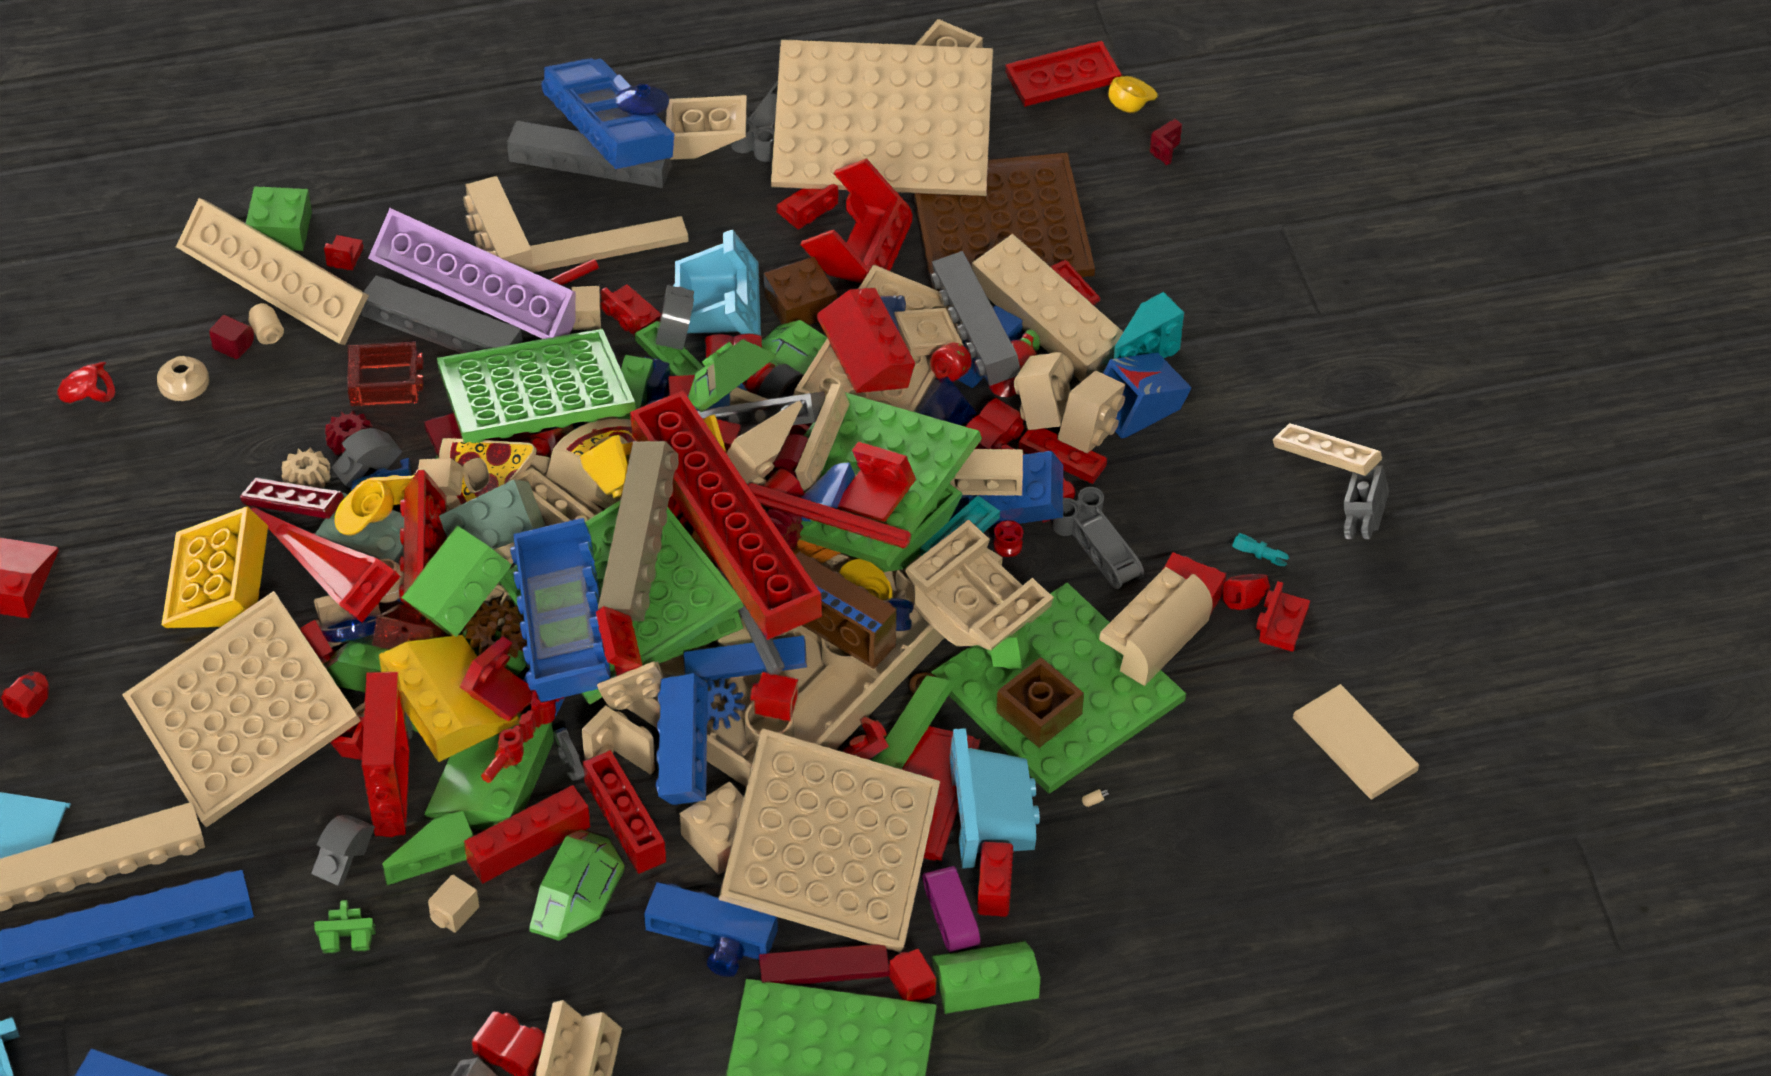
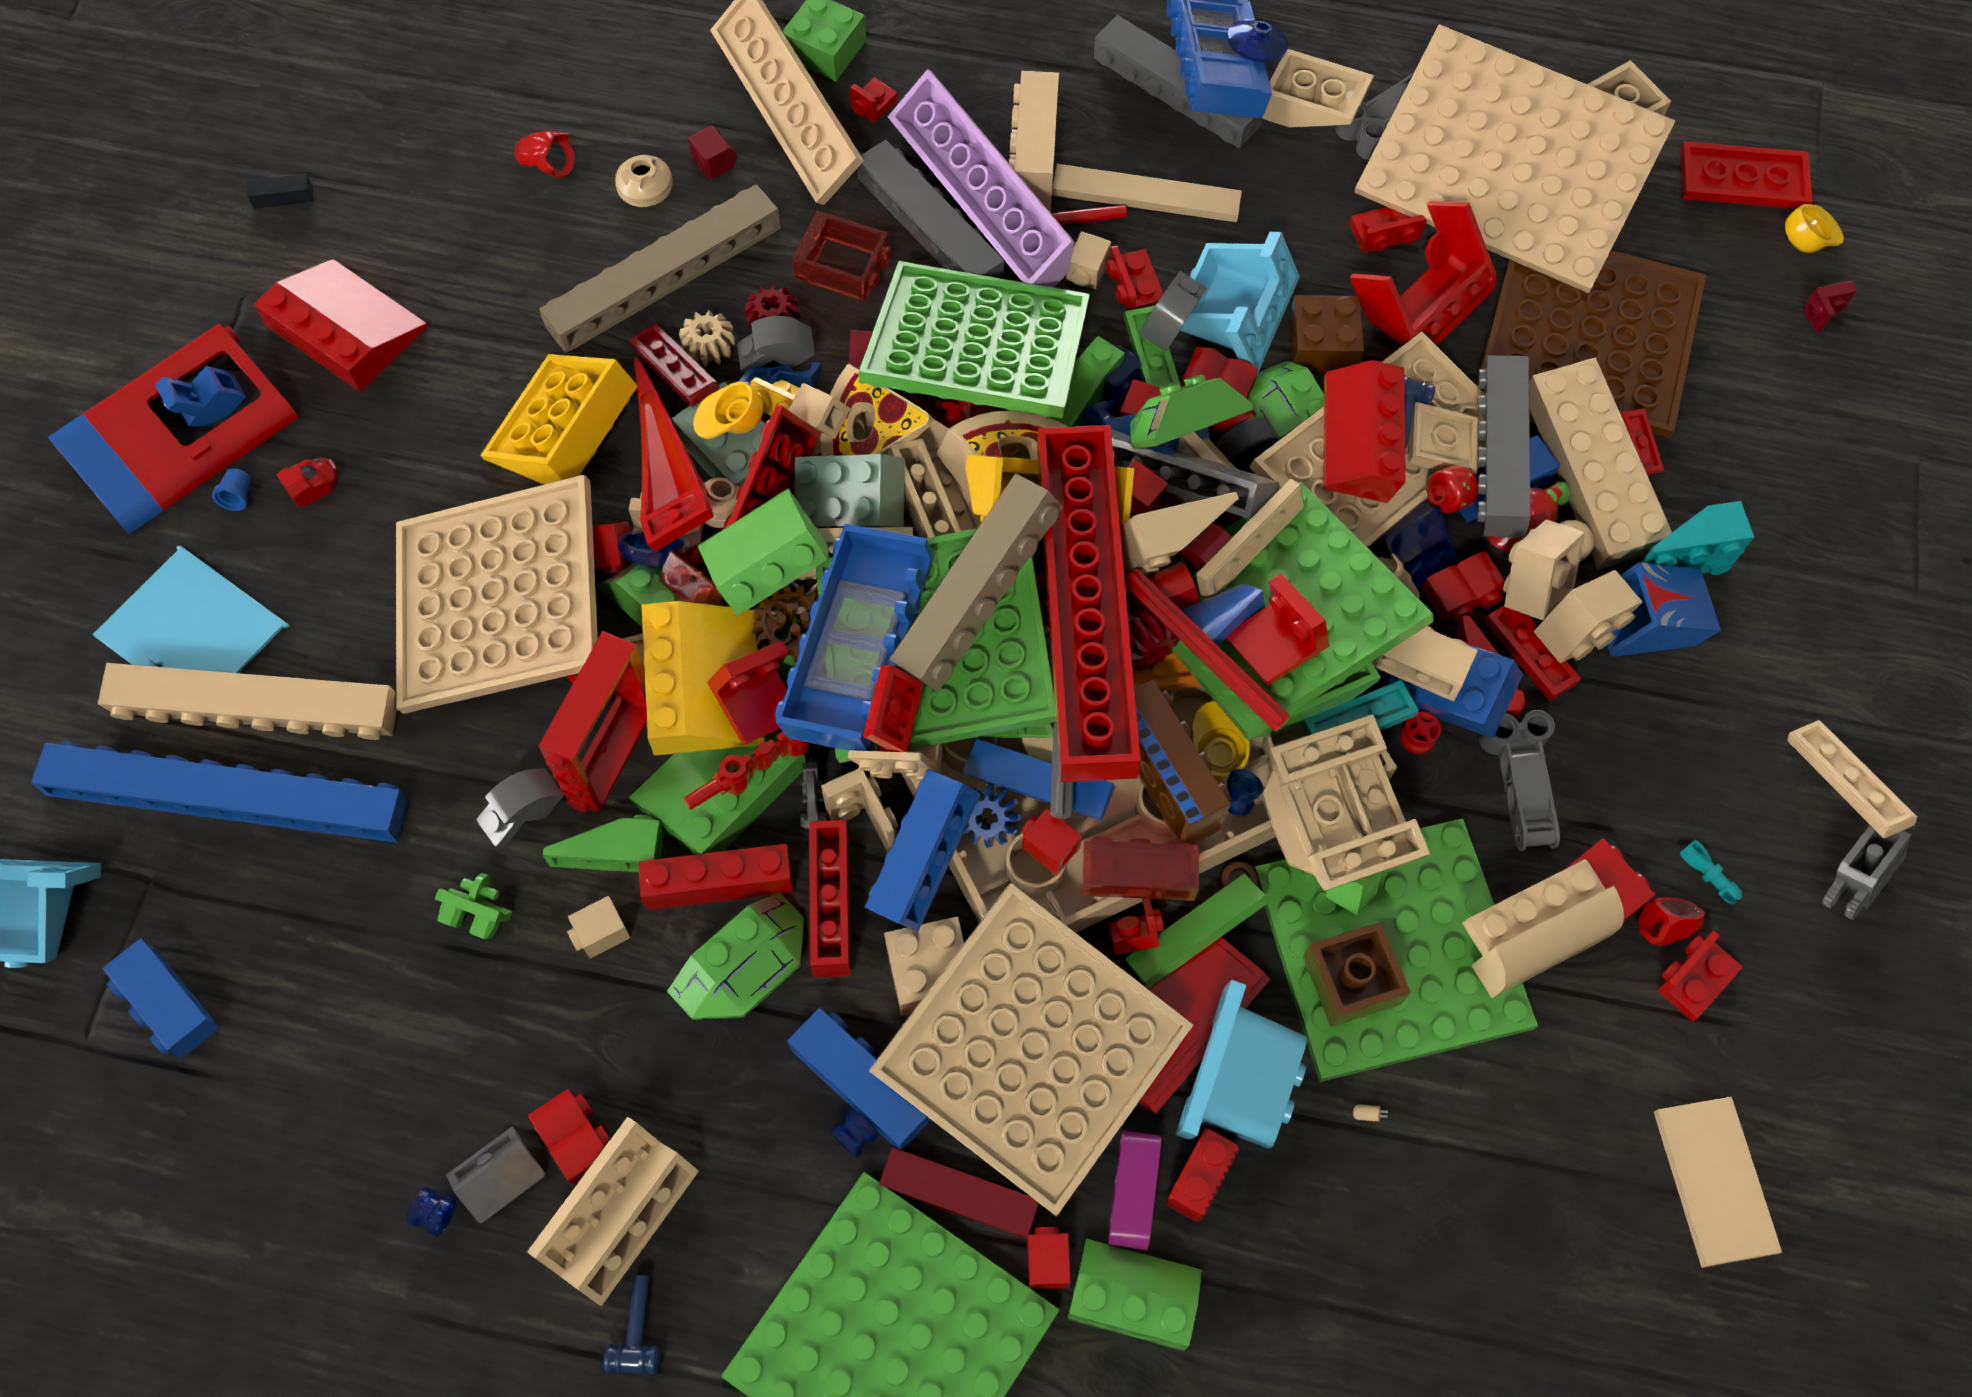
camera: 25 degrees right, 15 degrees up
(236, 436) = (660, 268): none -> dark tan brick
(265, 324) = (752, 151): tan brick -> none
(850, 689) = (1140, 869): none -> clear red brick

